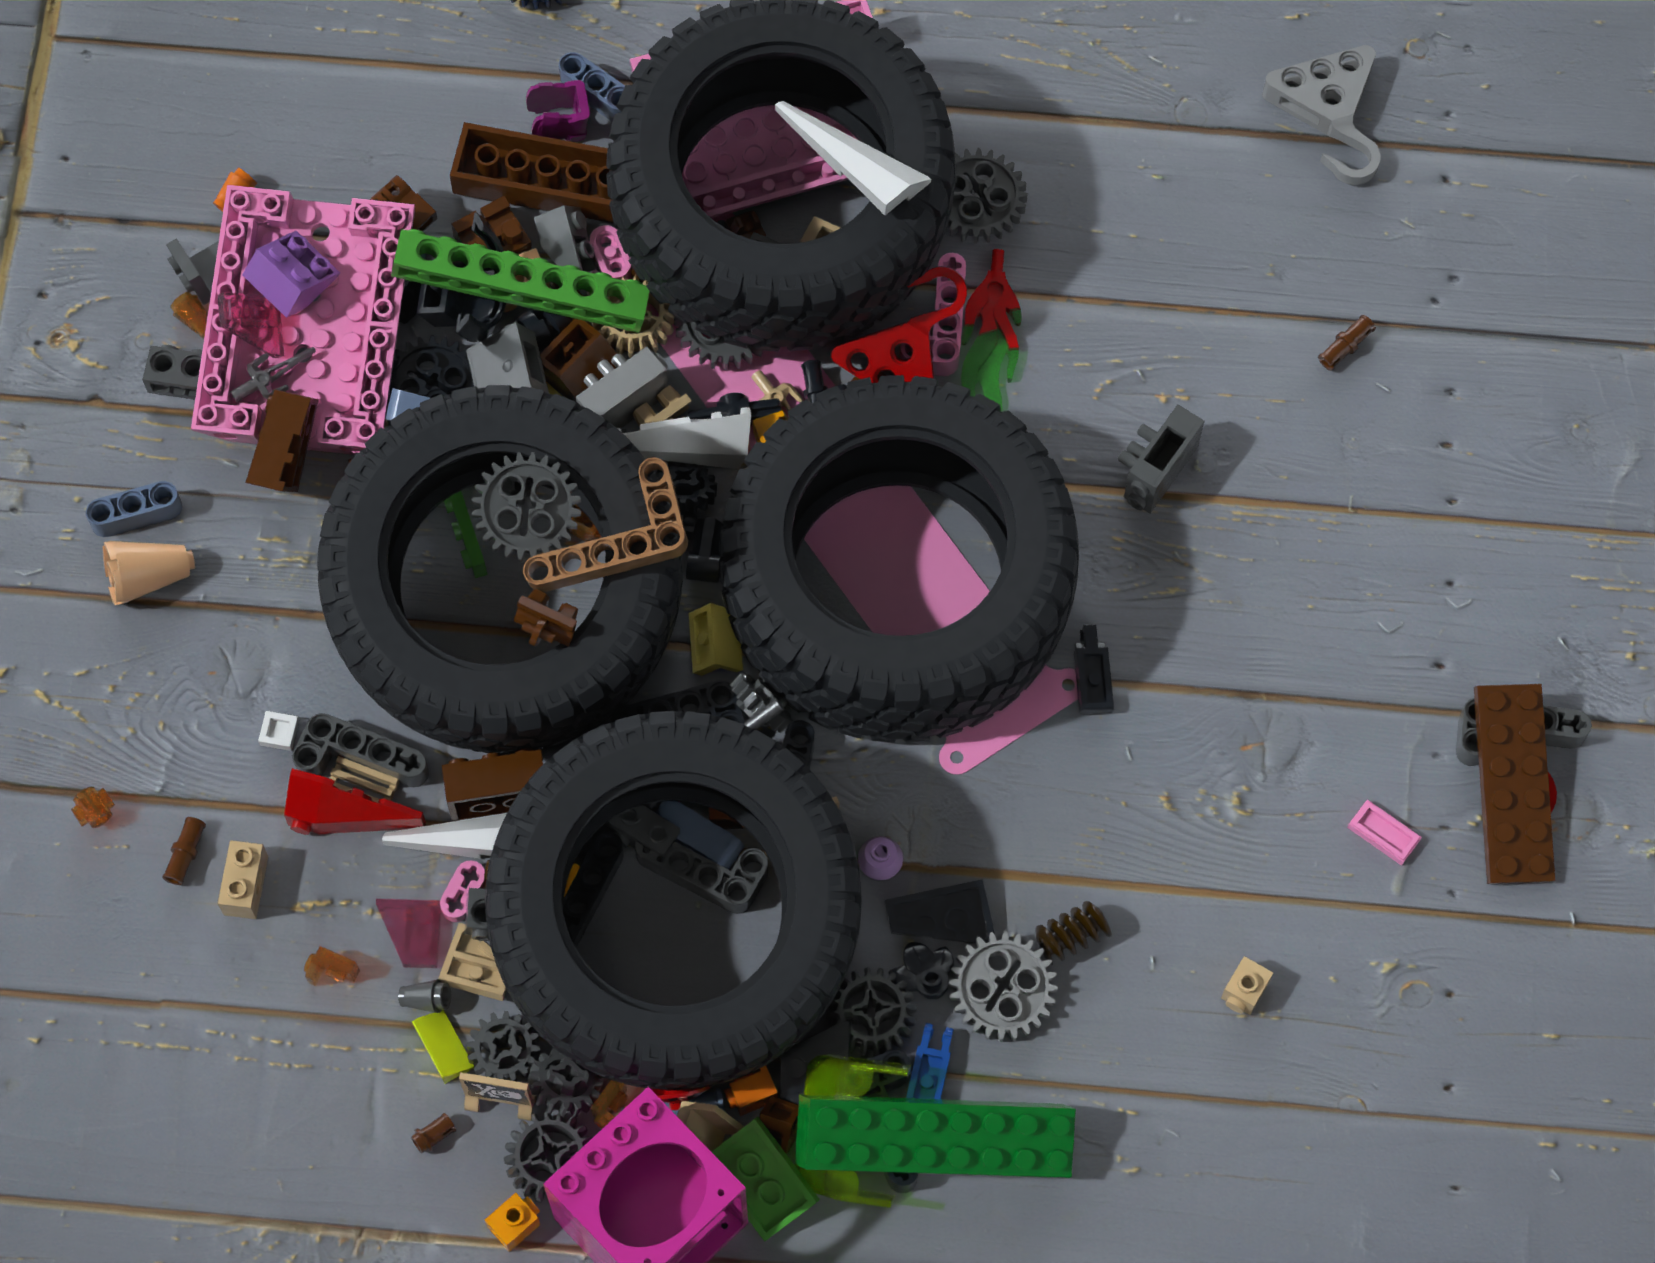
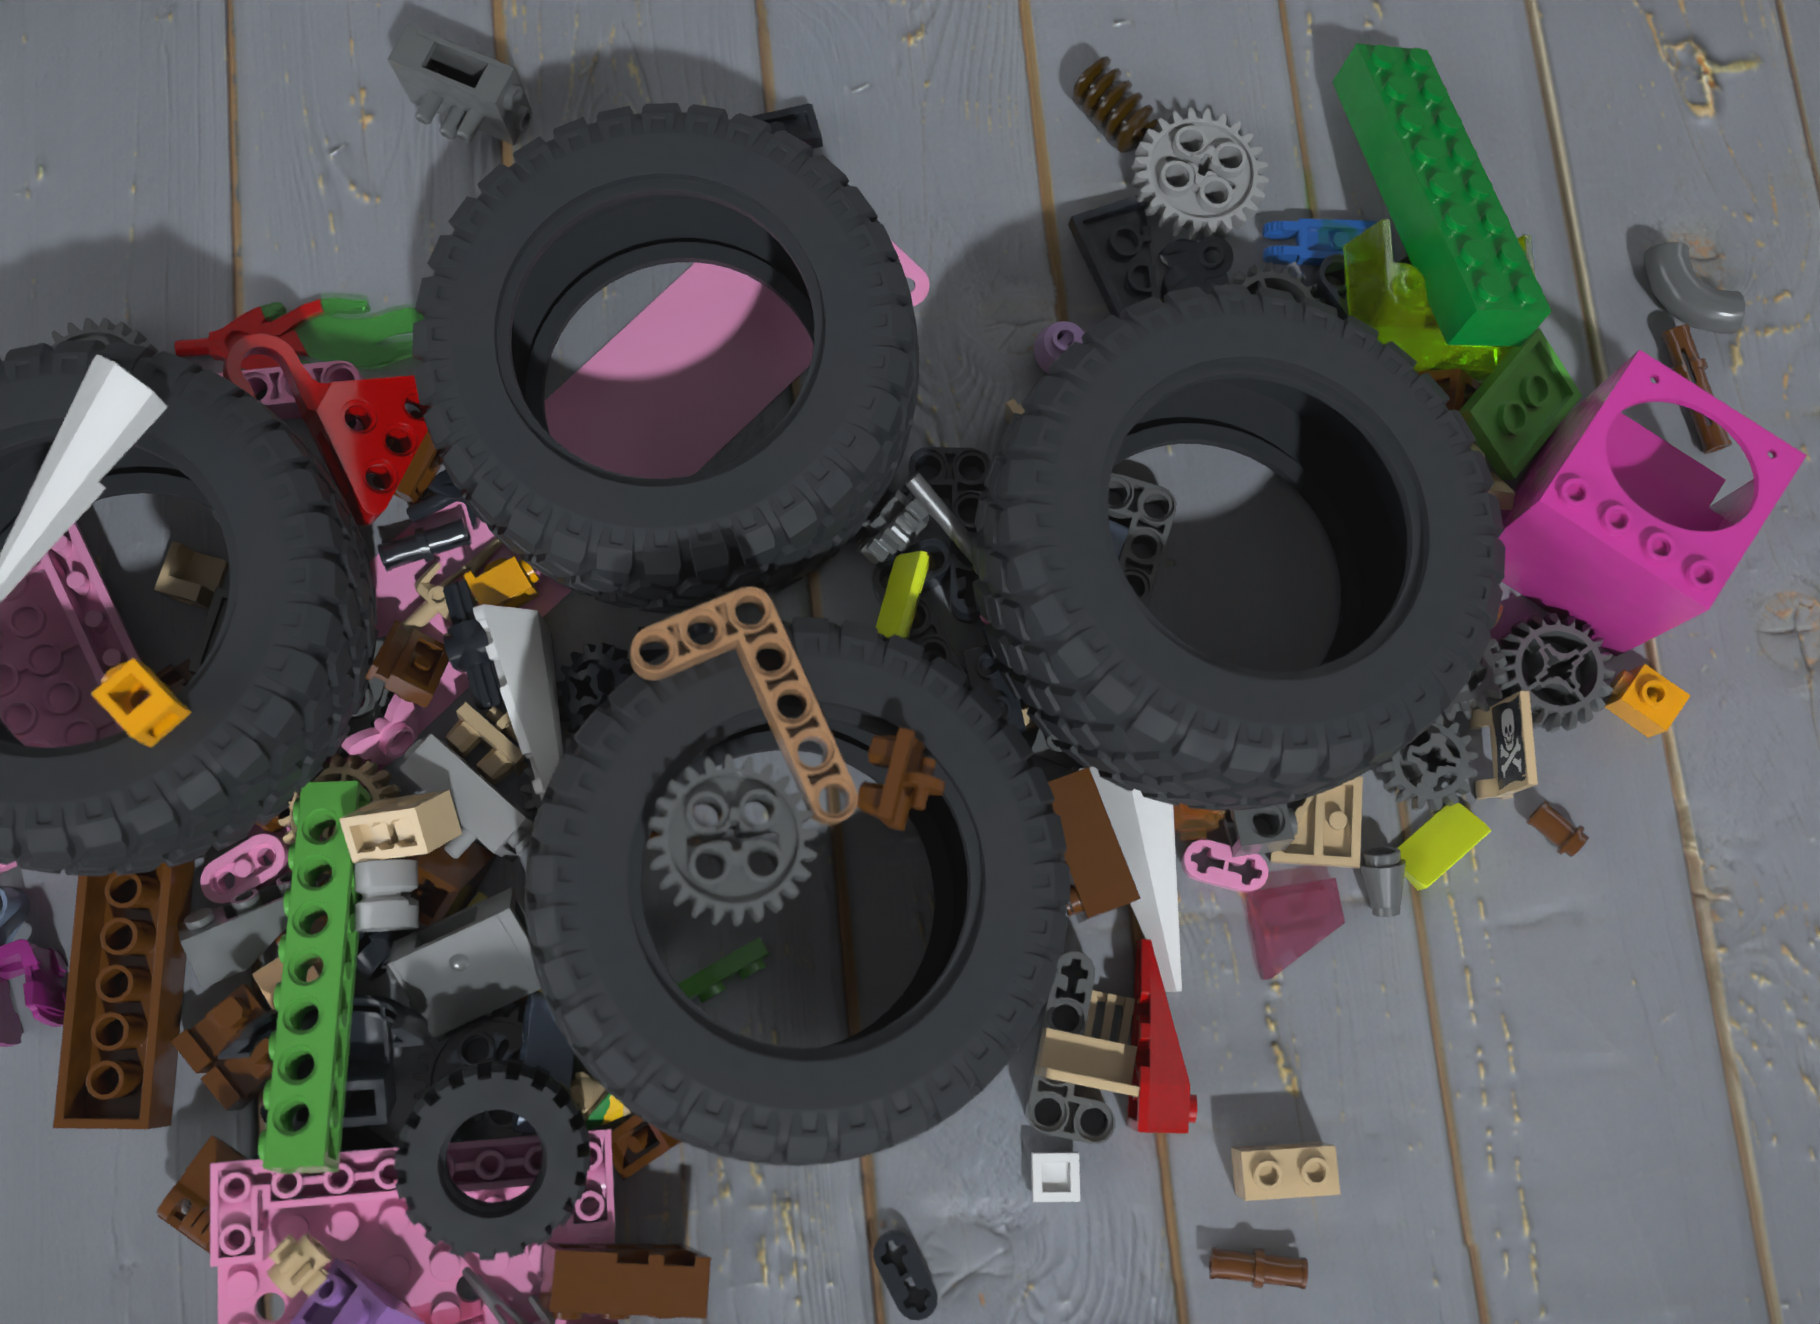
camera: 100 degrees left, 10 degrees up
(241, 625) = (895, 1280): none -> black beam
(336, 966) = (1369, 1013): clear orange bracket -> none
(340, 248) = (299, 1265): none -> tan gear
(346, 752) = (1086, 1061): none -> tan panel
(352, 335) = (478, 1224): none -> black tyre
(562, 328) = (386, 895): none -> light grey wheel
(604, 340) = (400, 826): none -> tan brick
(678, 350) = (389, 737): none -> bright pink animal
(689, 169) = (120, 696): none -> light orange brick
(699, 695) = (903, 594): none -> neon yellow slope
(713, 641) = (816, 597): light yellow panel -> none
(724, 367) = (409, 664): none -> reddish brown plate

